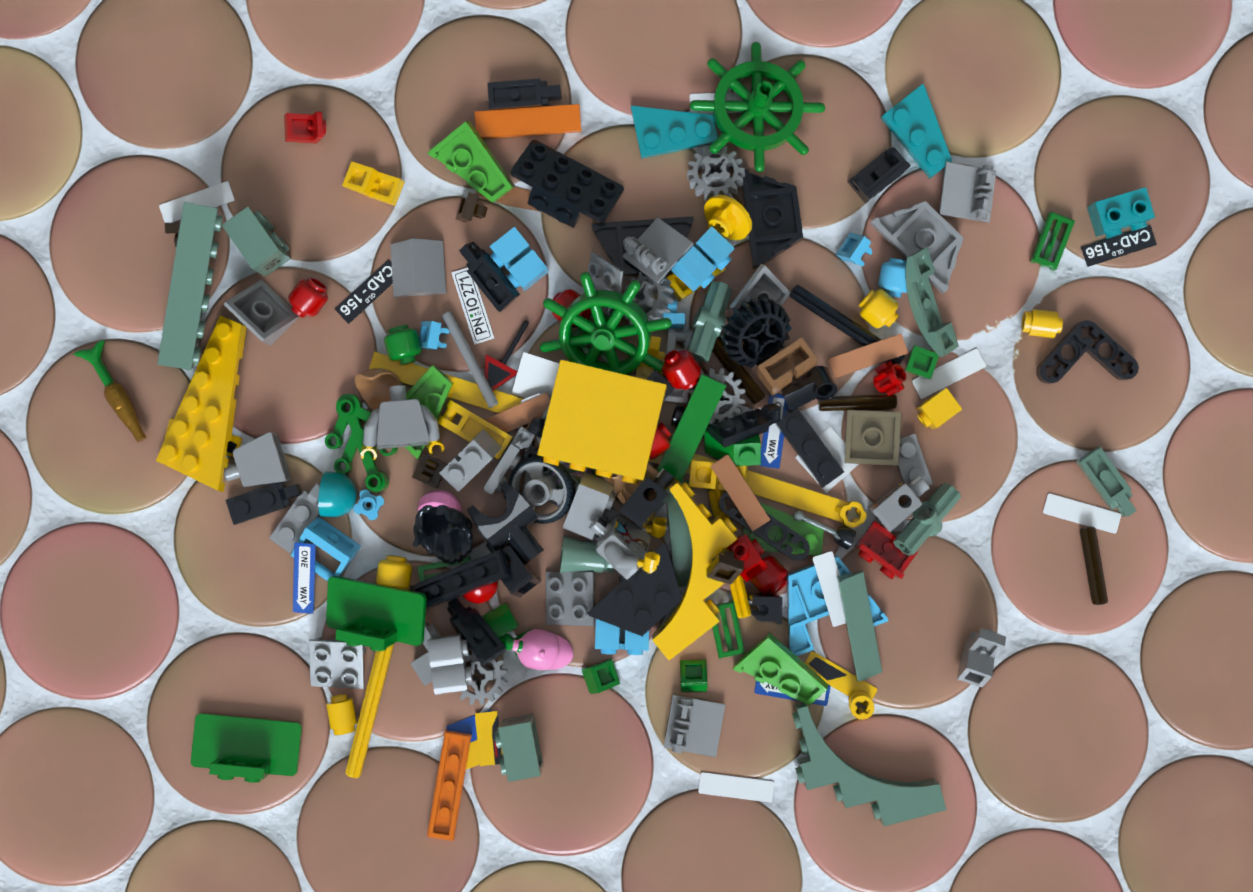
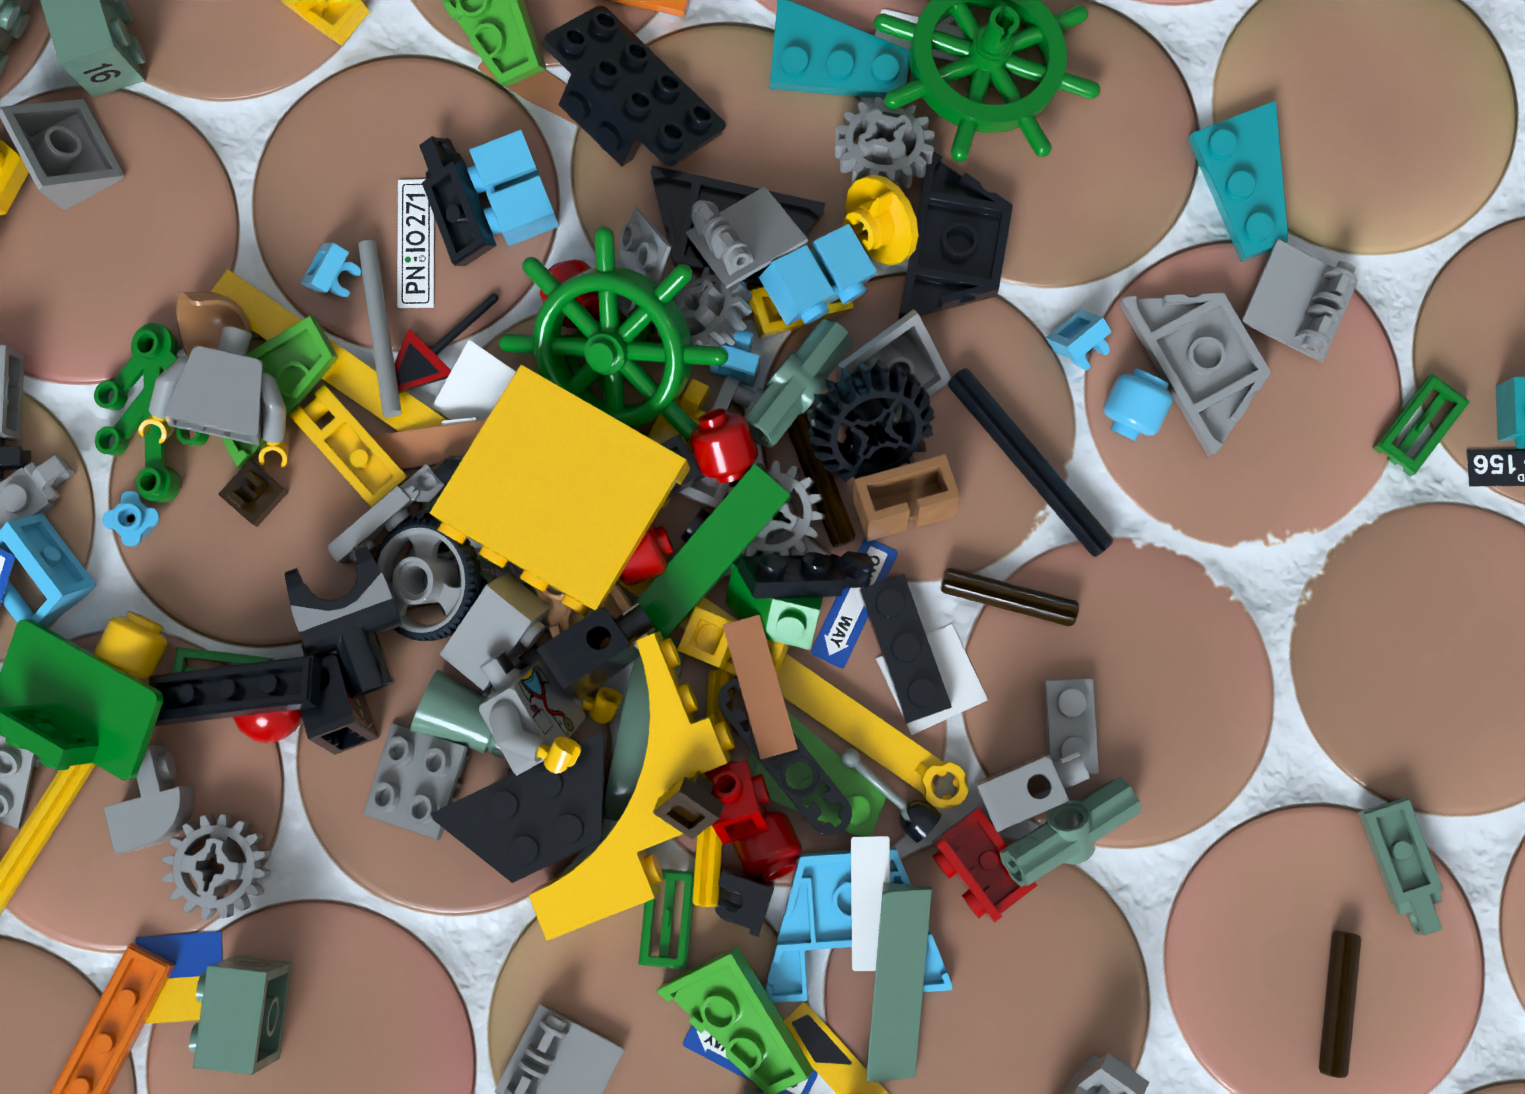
camera: 20 degrees right, 5 degrees down
(308, 297) = (147, 147): red head -> none
(336, 495) = (80, 484): teal helmet -> none
(366, 293) = (252, 170): black sticker -> none
(402, 344) = (274, 269): green head -> none
(418, 268) = (346, 154): light grey slope -> none
(443, 527) = (237, 591): black hair -> none
(448, 664) = (164, 828): light grey brick -> none
(469, 208) = (460, 82): dark brown tile -> none
(473, 627) = (233, 789): black hinge -> none
(474, 459) = (320, 492): light grey piece -> none
(486, 727) = (201, 951): yellow sticker -> none
(501, 620) = (287, 784): green slope -> none
(539, 649) = (335, 853): bright pink hair -> none
(600, 676) = (426, 933): green slope -> none
(612, 638) = (464, 873): medium azure piece -> none
(693, 676) = (585, 982): green slope -> none
(817, 386) = (948, 546): black piece -> none
(868, 355) = (1051, 522): nougat sticker -> none
(873, 437) = (1018, 663): dark tan plate -> none
(879, 174) = (1158, 228): black hinge -> none
(879, 309) = (1092, 448): yellow head -> none
(889, 378) = (1076, 570): red gear -> none
(921, 362) = (1139, 561): green plate -> none
(924, 306) = (1170, 463): sand green slope -> none
(938, 409) = (1144, 649): yellow brick -> none
(950, 373) = (1181, 595): white sticker -> none
(1041, 323) = (1364, 556): yellow brick -> none
(1082, 345) = (1425, 615): black beam -> none
(1082, 513) = (1344, 906): white sticker -> none

